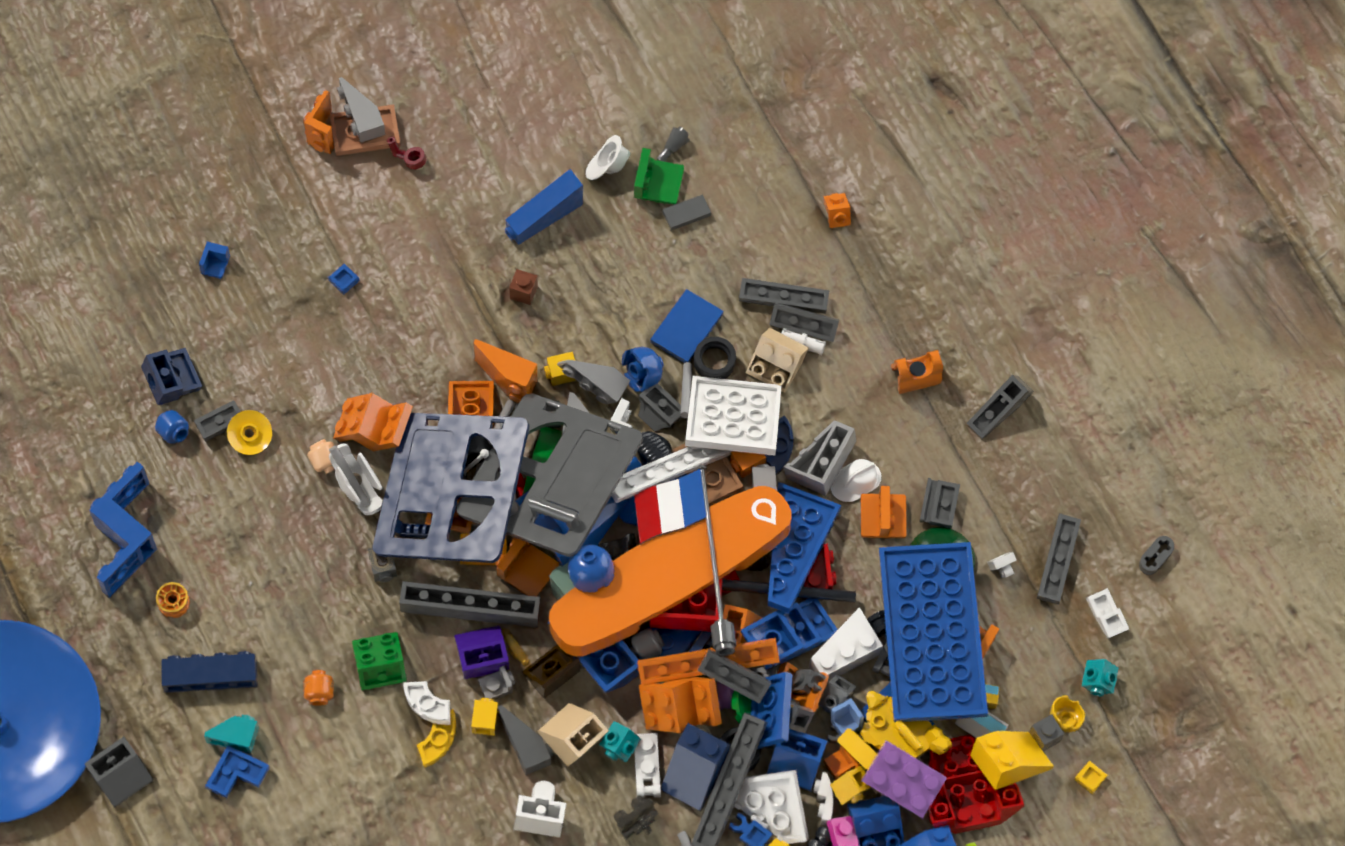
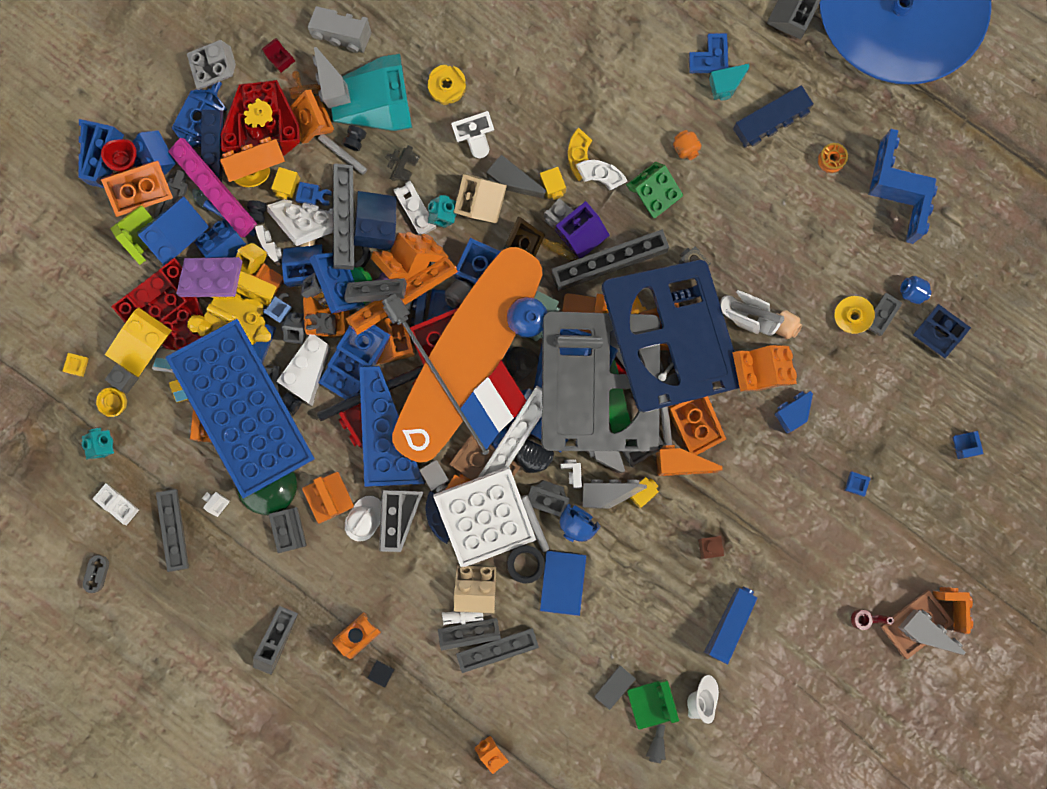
camera: 155 degrees right, 15 degrees up
(365, 369) = (795, 414): none -> blue slope
(909, 329) = (381, 673): none -> black tile

